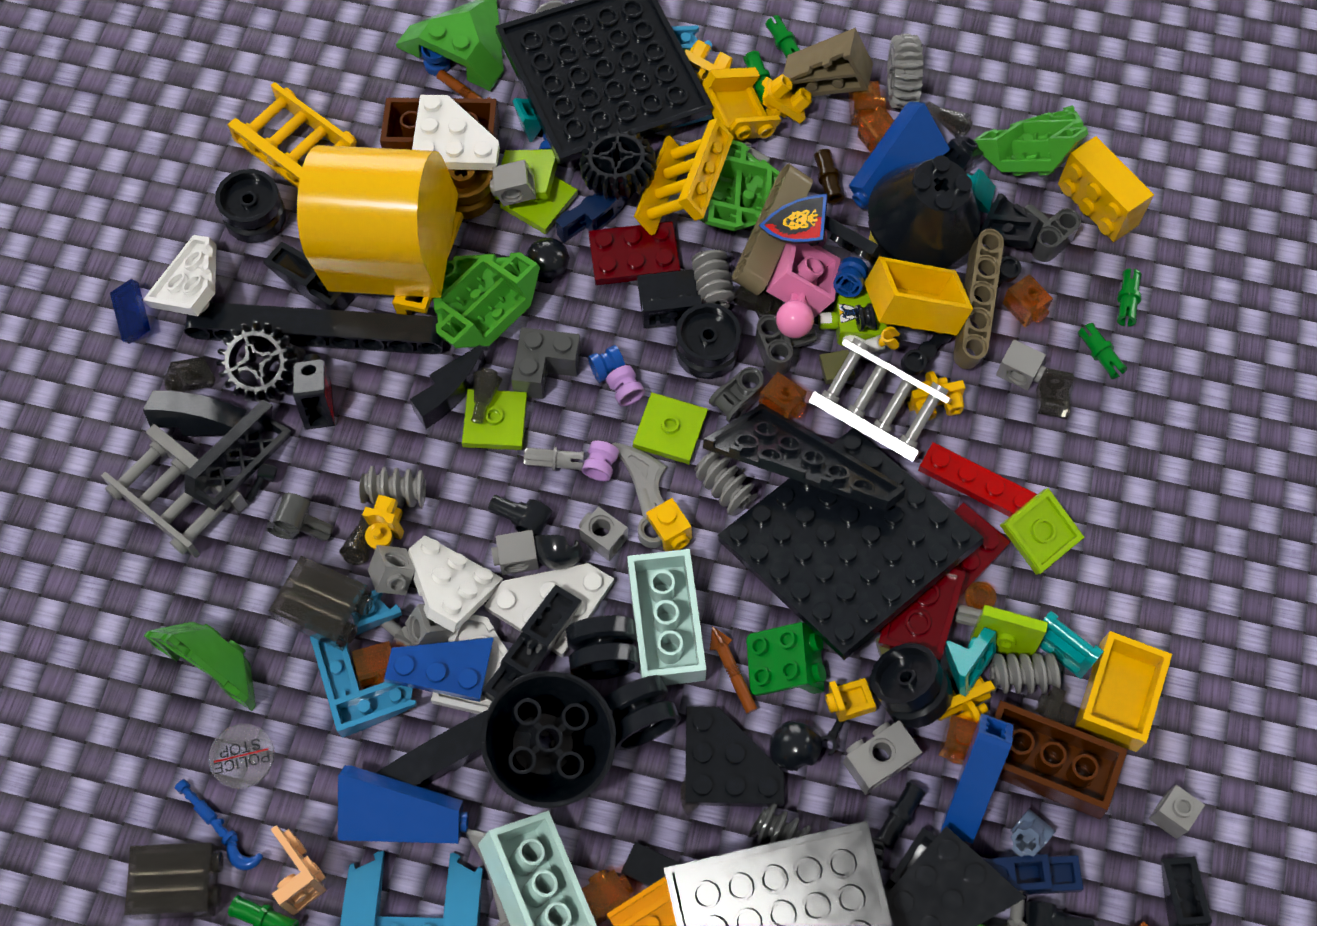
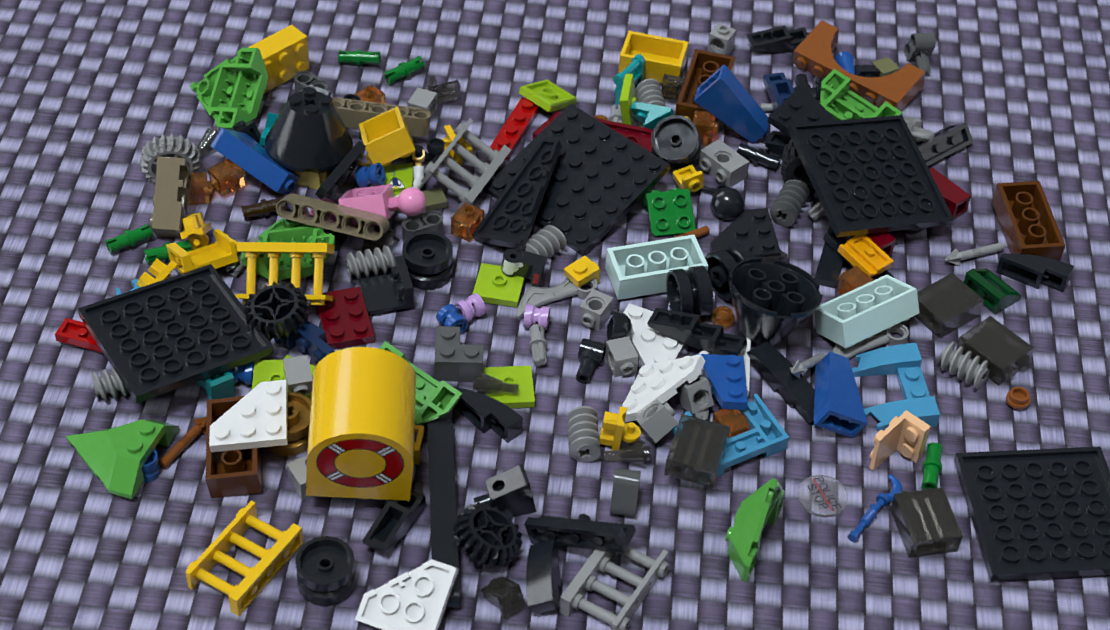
camera: 100 degrees left, 20 degrees down
(438, 762) = (805, 365): none -> light grey piece
(686, 452) = (523, 264): none -> black leg
(734, 397) = (467, 244): dark grey piece -> none
(799, 221) = (339, 184): shield -> none
(865, 317) = (403, 173): black bush -> none
(1030, 834) = (762, 90): sand blue piece -> none

